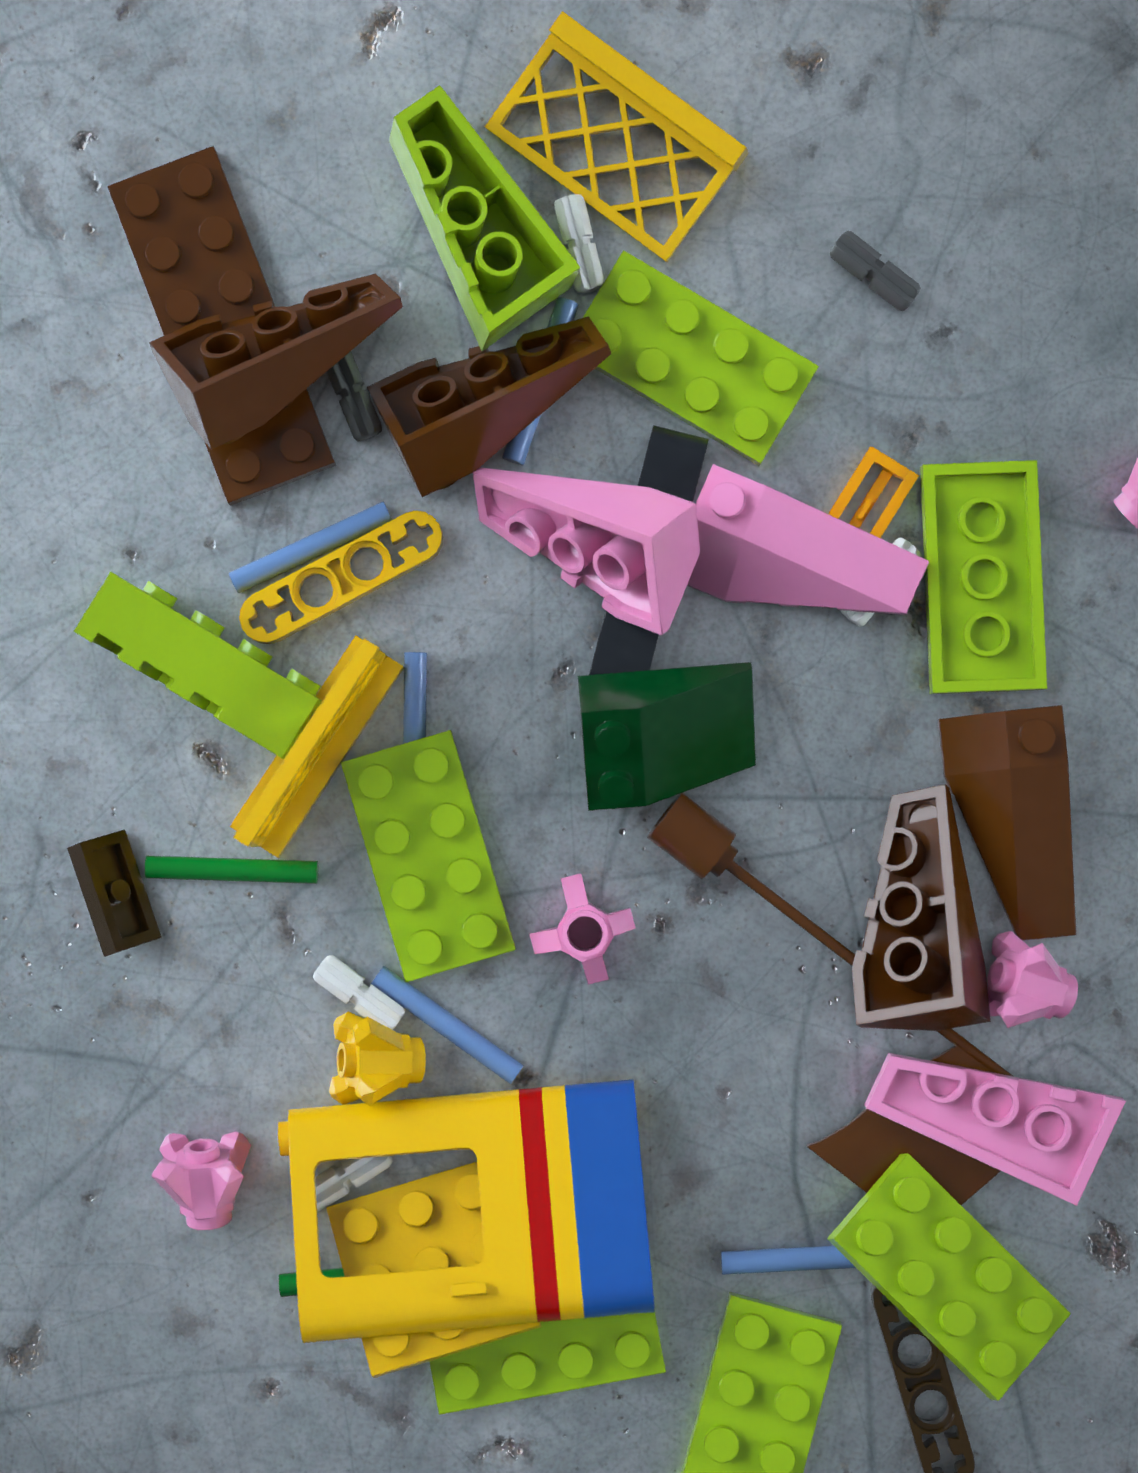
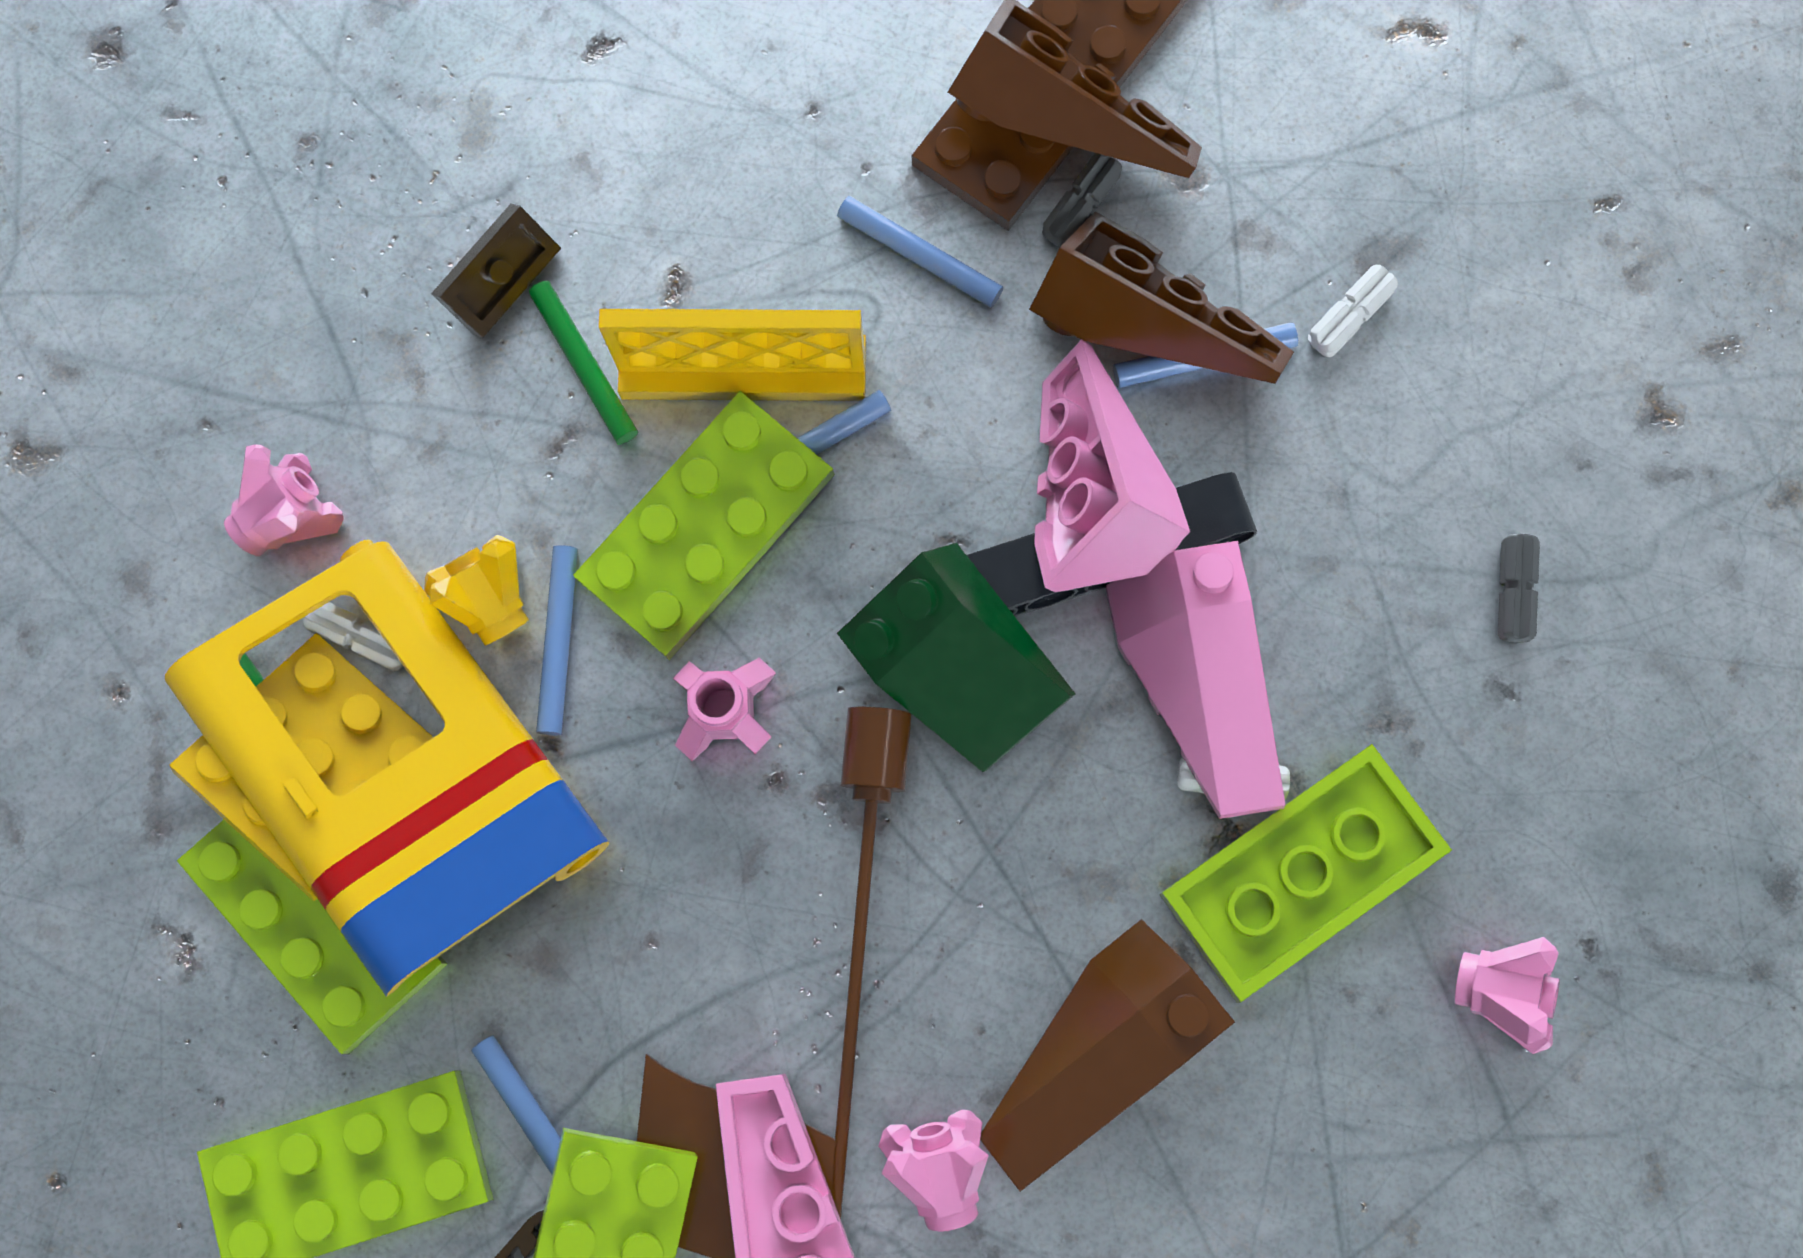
camera: 60 degrees right, 10 degrees down
(199, 664) = (750, 191): lime wedge -> none
(337, 568) = (915, 285): yellow beam -> none
(349, 986) = (538, 529): white piece -> none
(482, 224) = (1308, 215): lime wedge -> none
(647, 98) = (1527, 282): yellow fence -> none
(696, 358) = (1322, 479): lime plate -> none
(890, 468) = (1316, 694): light orange tile -> none
(922, 936) = (916, 1037): reddish brown wedge -> none

